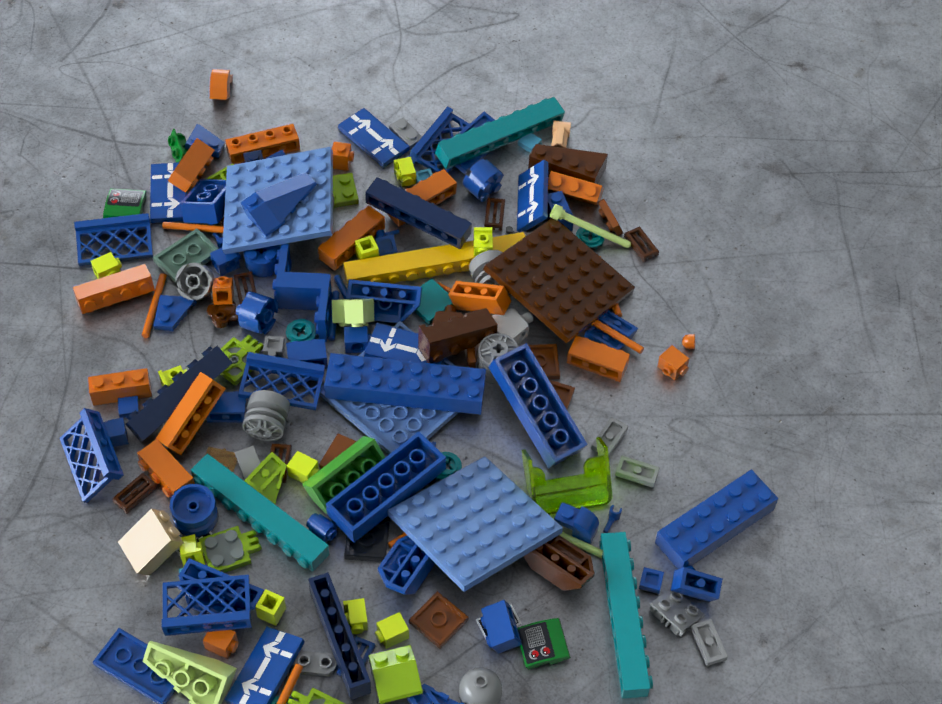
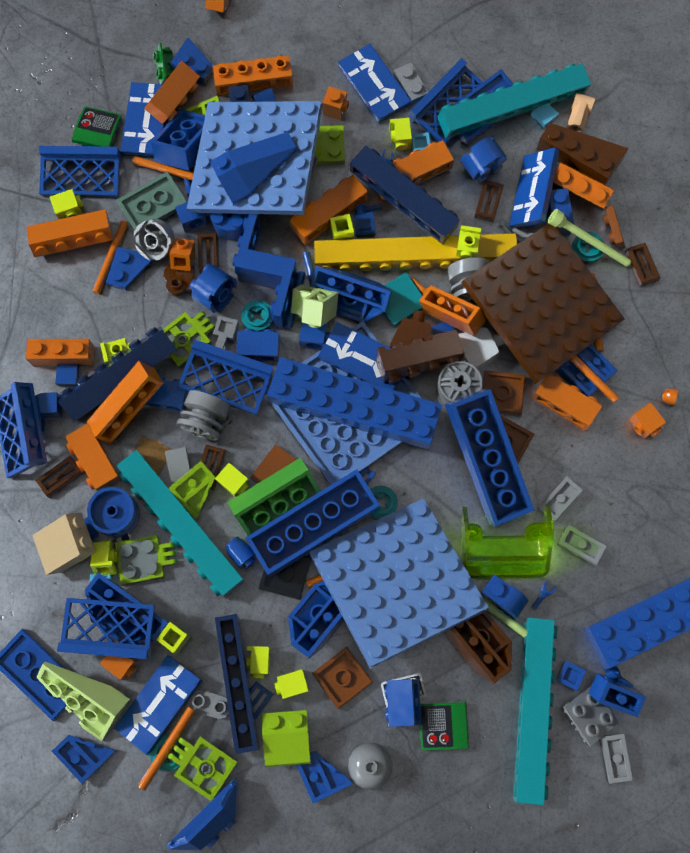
camera: 15 degrees right, 20 degrees up
(471, 358) = (430, 381): dark orange tile -> none

